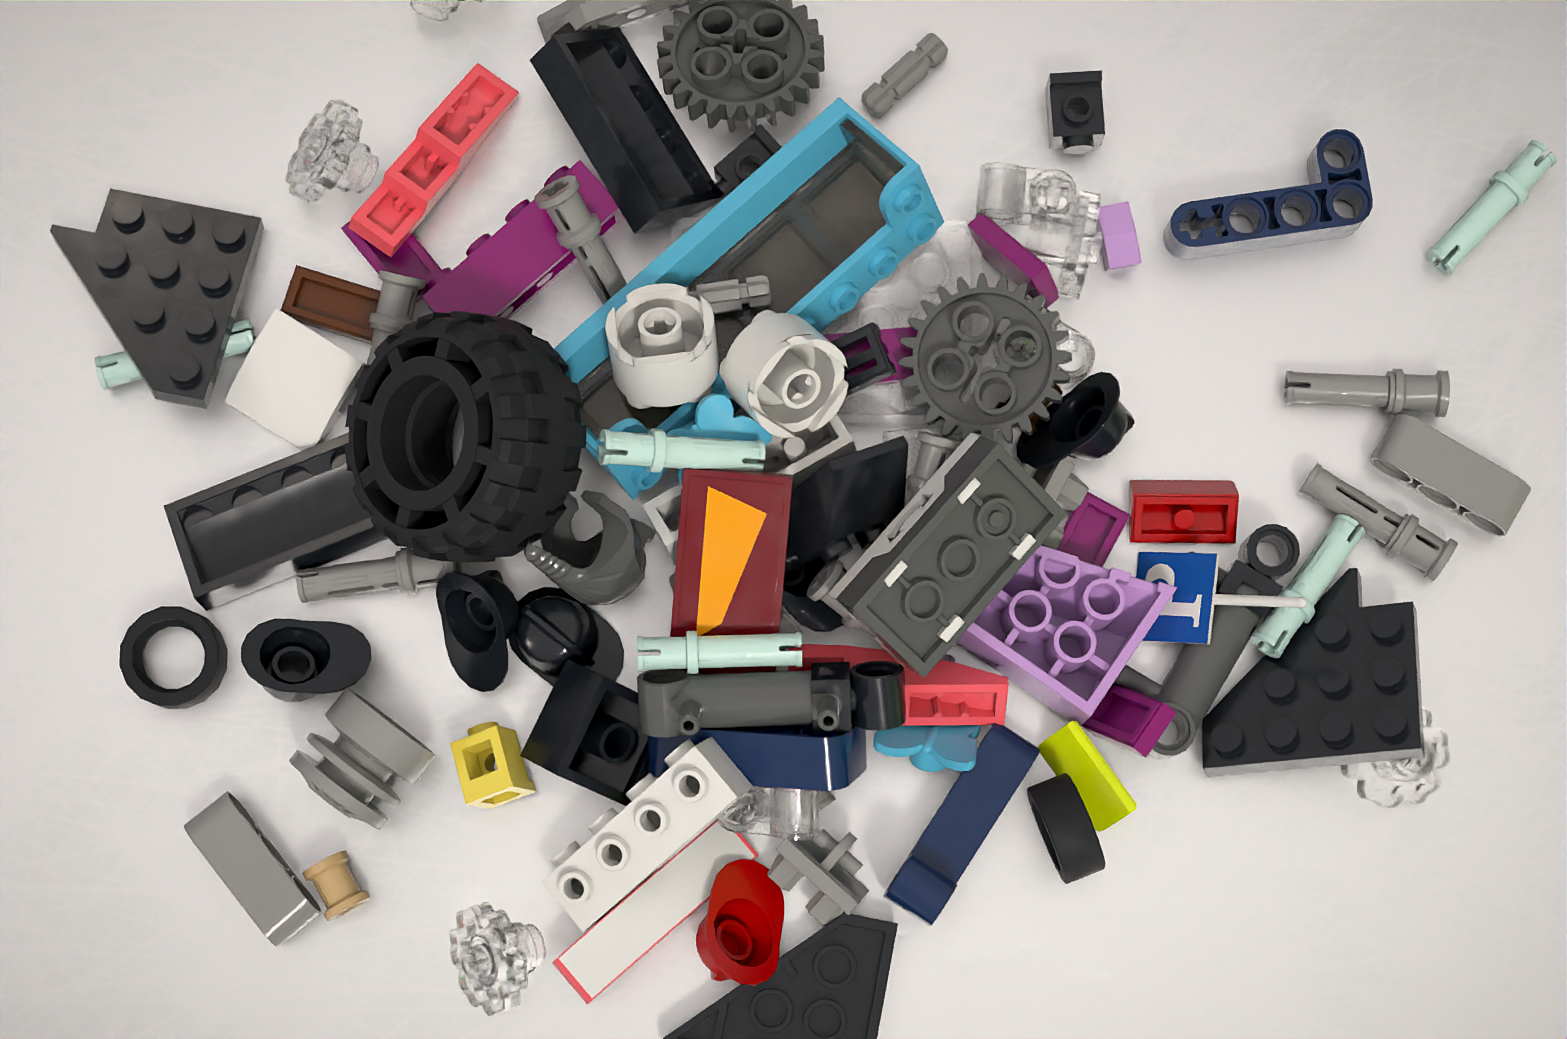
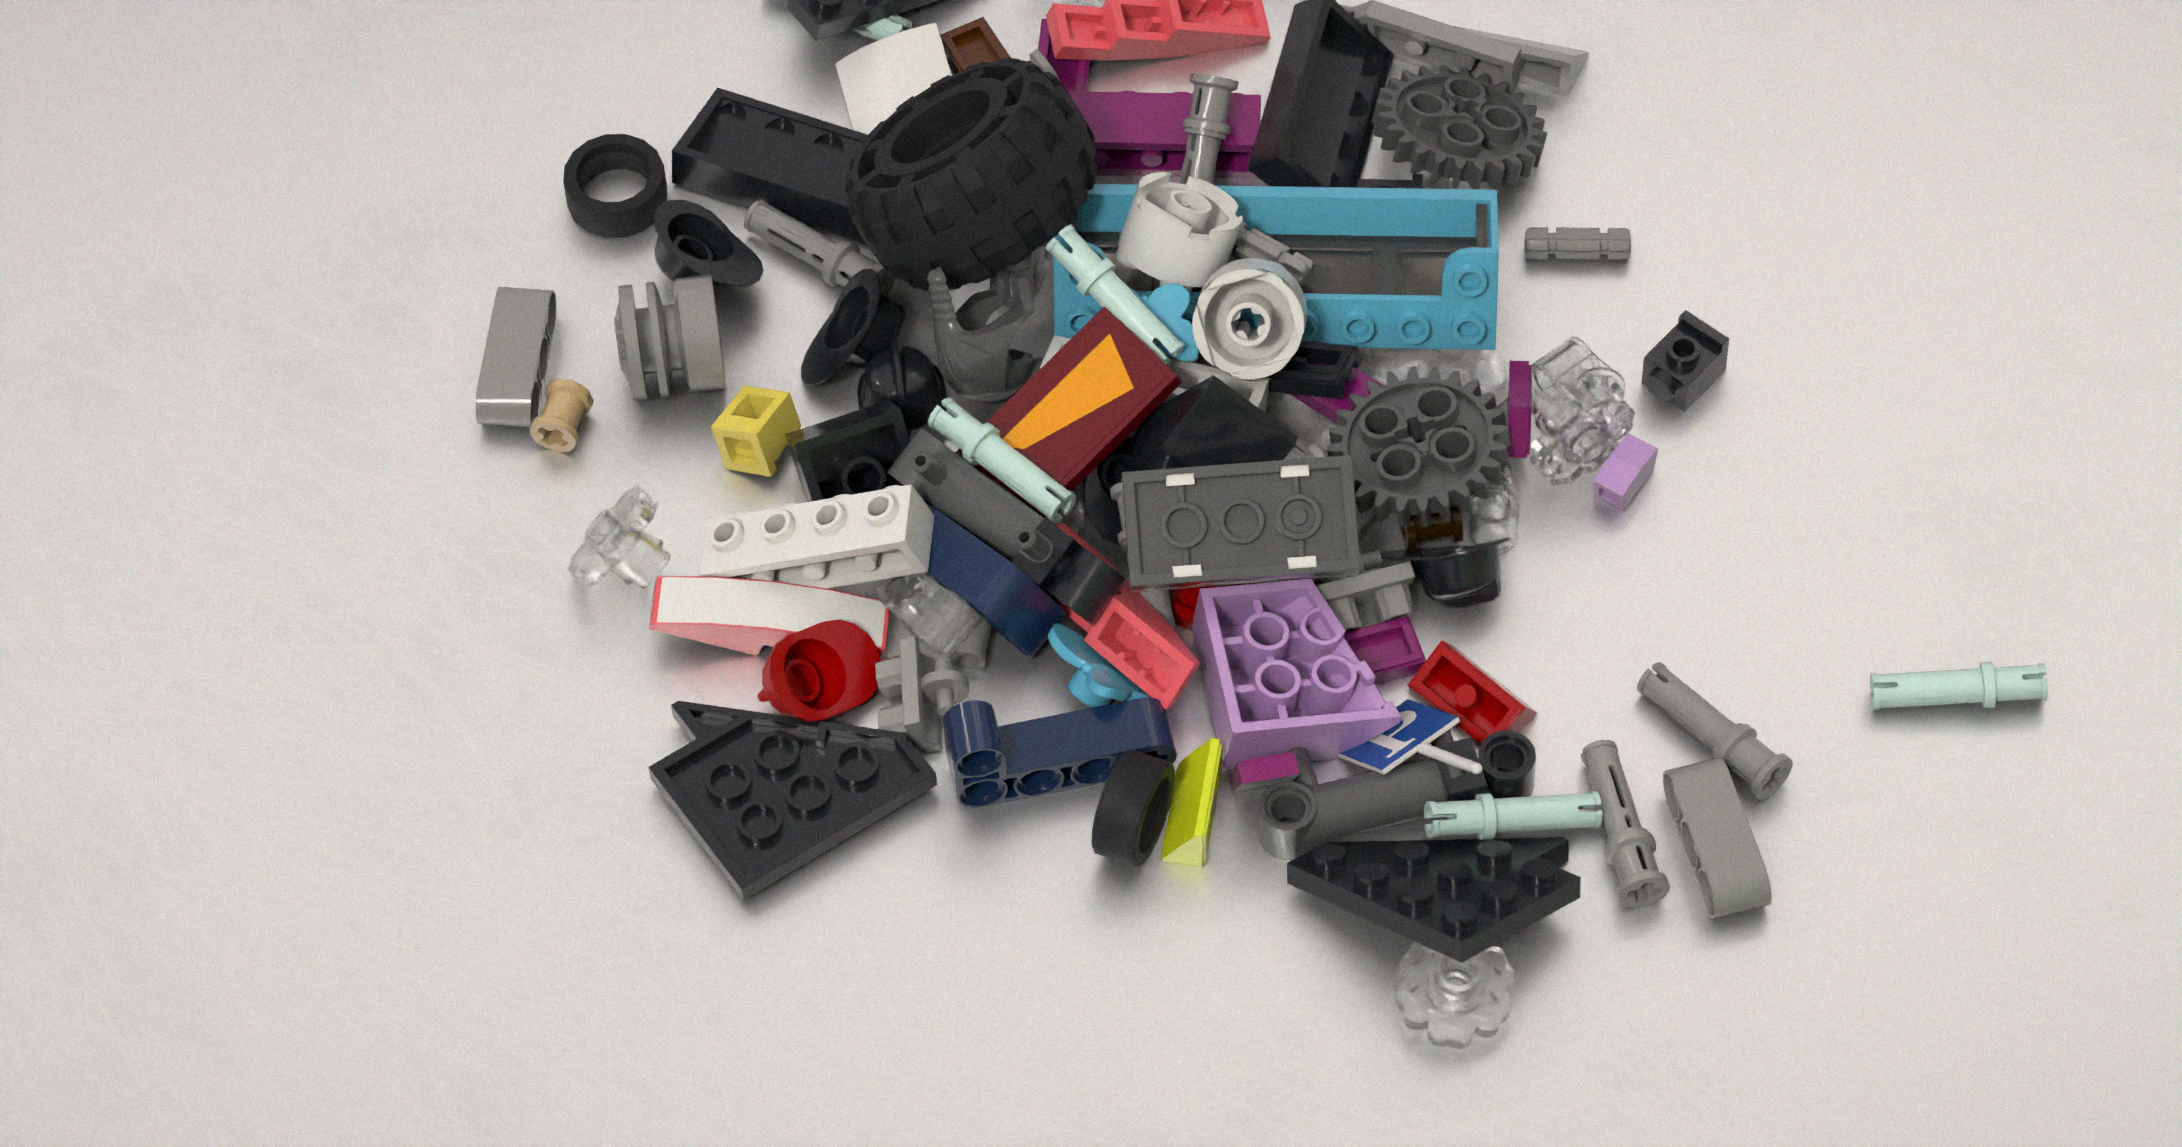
camera: 45 degrees right, 25 degrees down
(1264, 208) = (1704, 514): dark blue beam -> none

